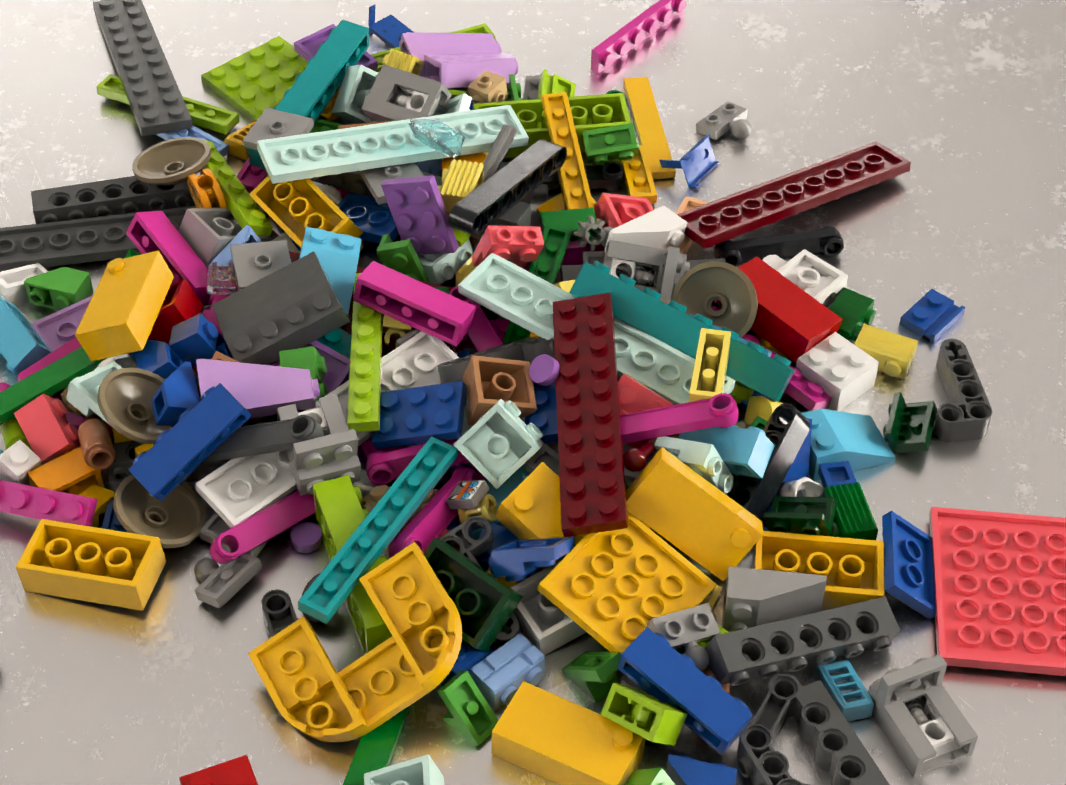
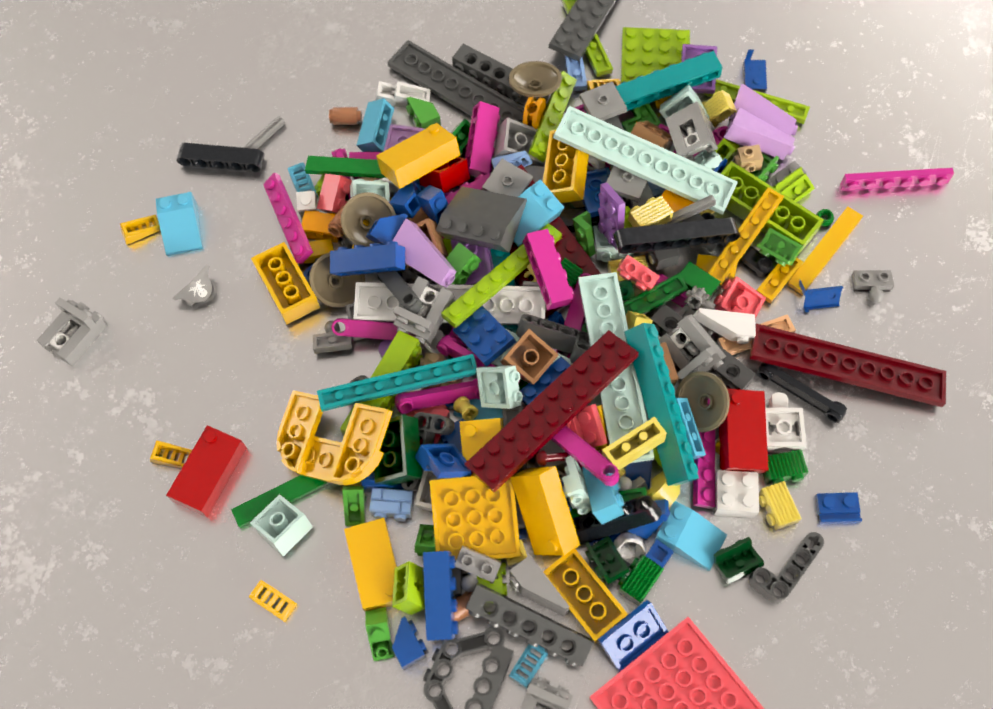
camera: 50 degrees right, 20 degrees up
(221, 279) = (484, 171): clear tile -> none
(277, 620) = (325, 381): dark grey piece -> none
(437, 136) = (667, 175): clear light blue slope -> none
(467, 494) = (463, 398): light grey tile -> none
(544, 370) = (557, 367): medium lavender tile -> none

